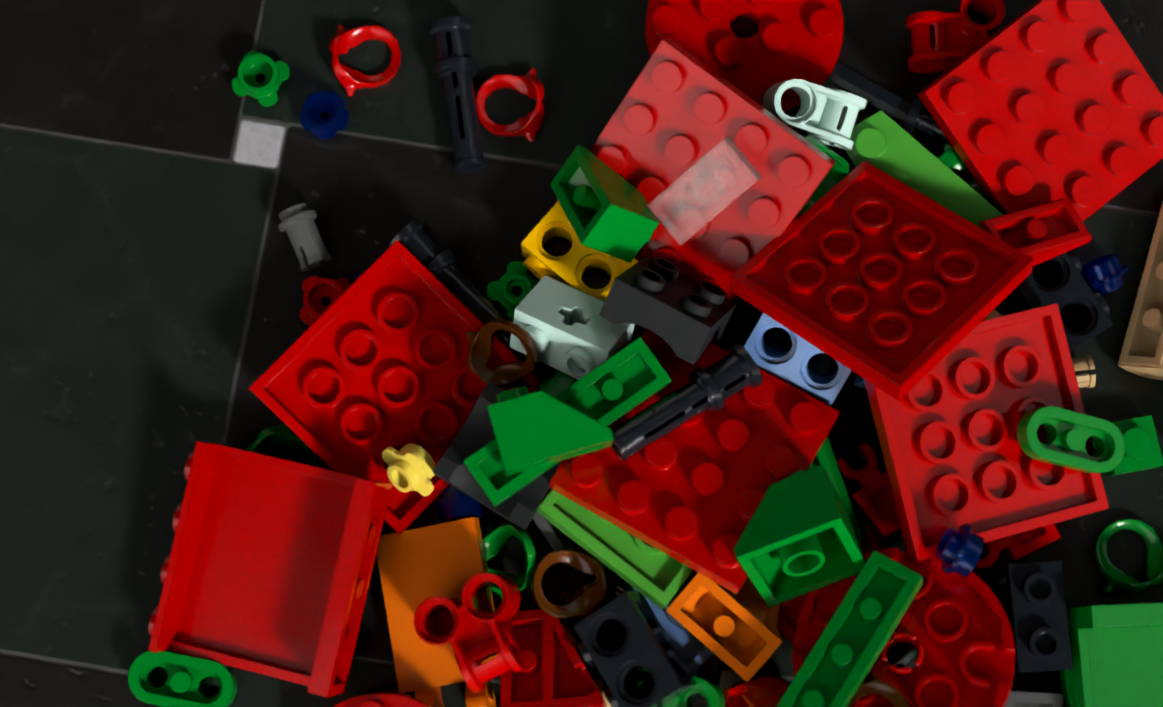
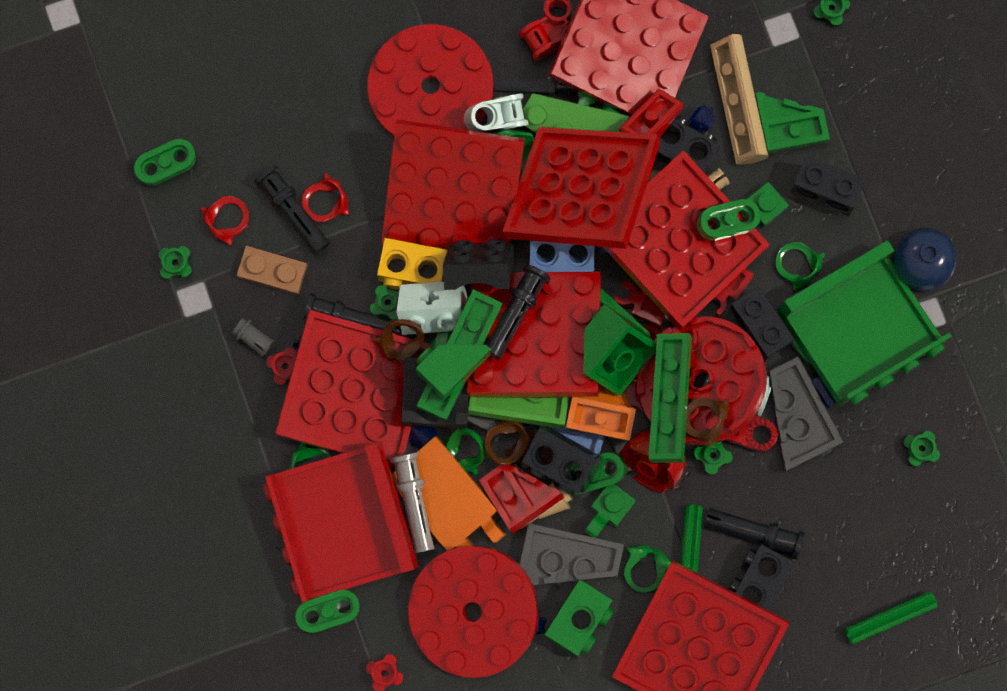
camera: 30 degrees left, 0 degrees up
(324, 102) = (217, 257): clear blue plate -> none
(384, 161) = (272, 270): none -> medium nougat plate
(396, 570) = (410, 486): none -> light grey pin
(410, 468) = (387, 428): light yellow plate -> none
(476, 631) = (472, 494): red piece -> none
(603, 206) = (411, 229): green slope -> none
(704, 190) = (463, 192): clear plate -> none
(960, 550) = (701, 309): clear blue plate -> none

